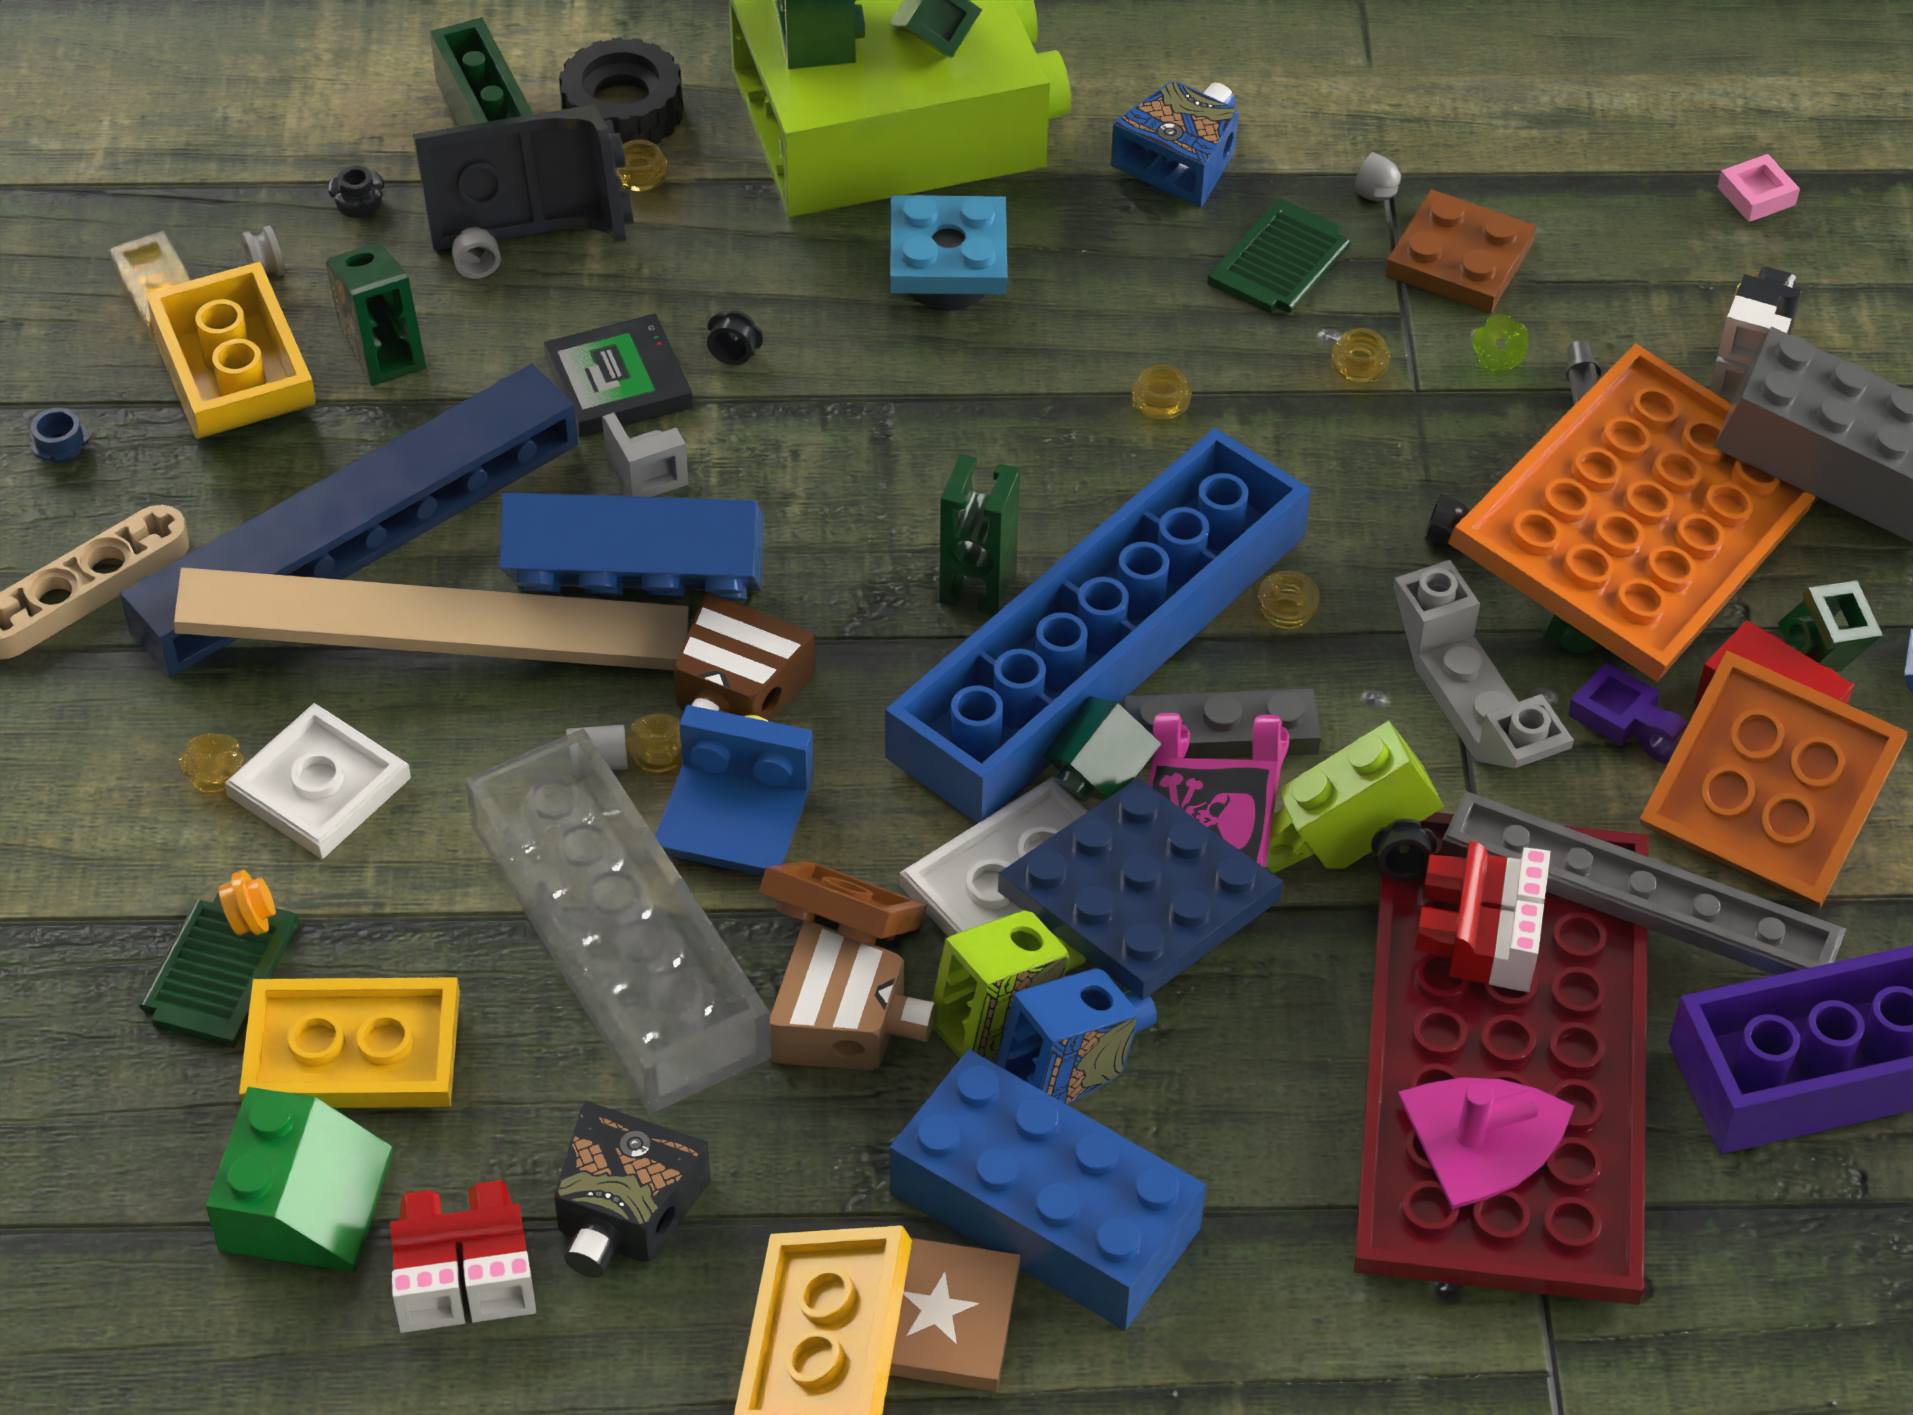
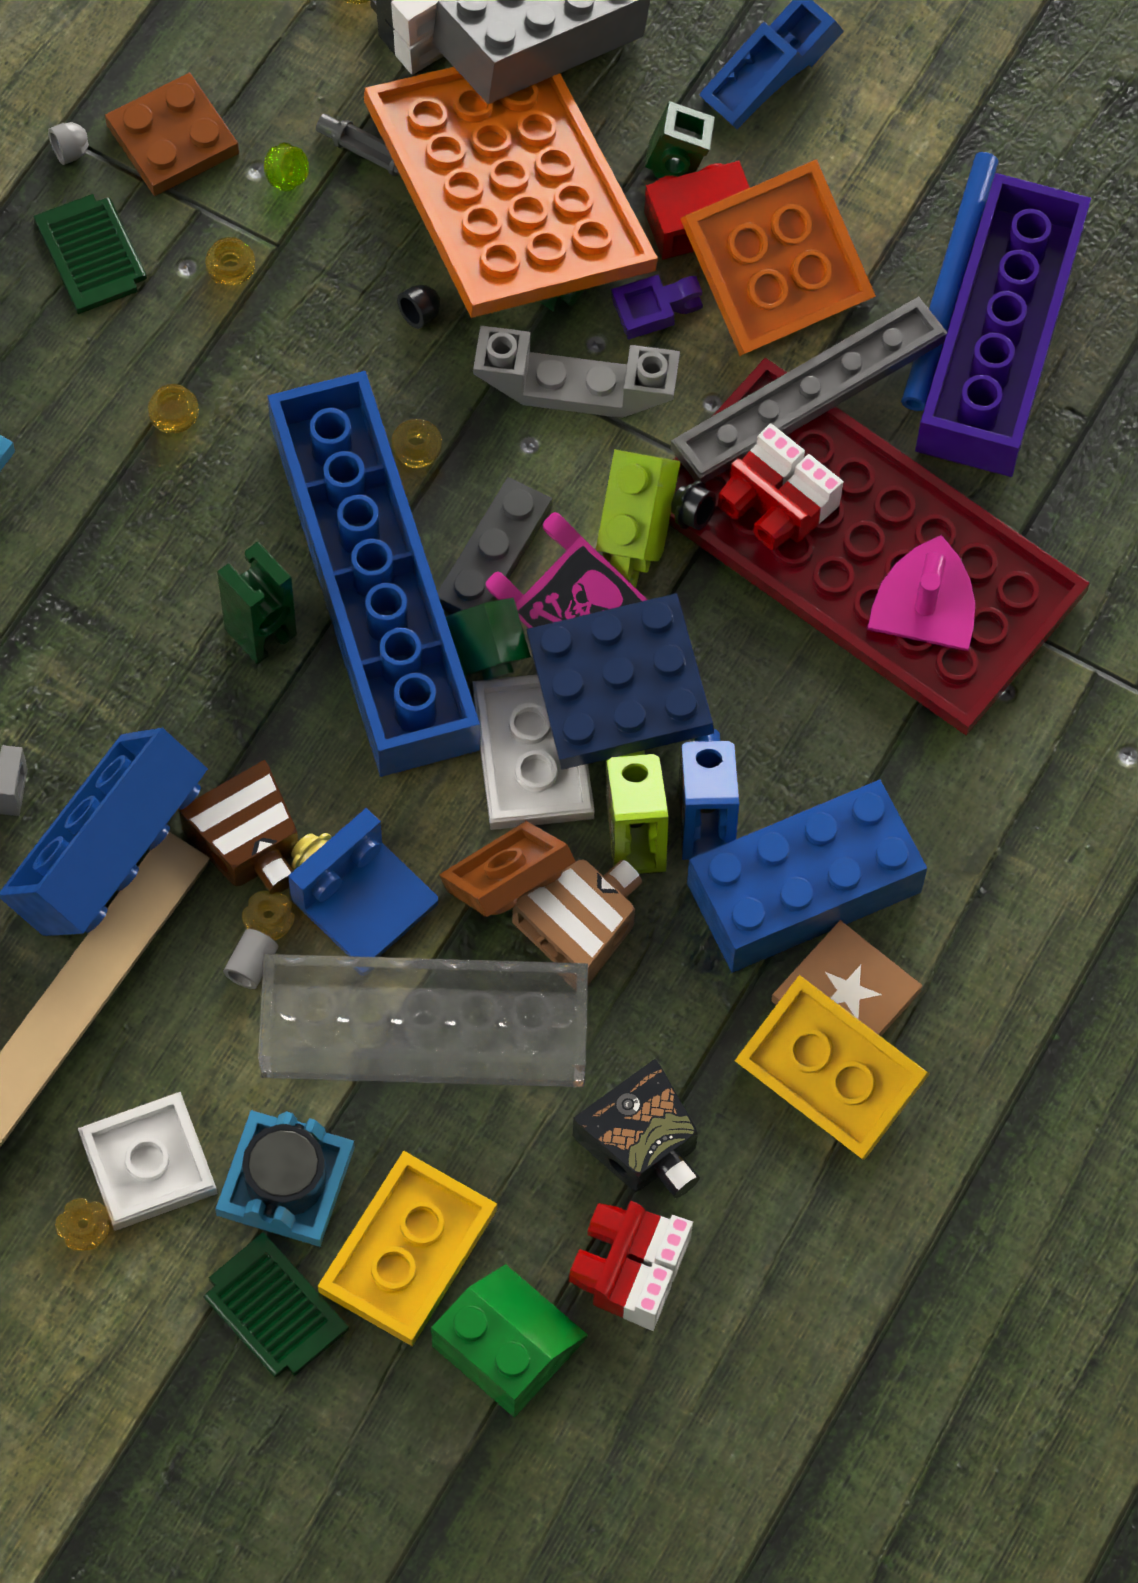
camera: 60 degrees left, 15 degrees up
(247, 903) = (248, 1258): light orange plate -> none
(364, 895) = (285, 1177): none -> piece

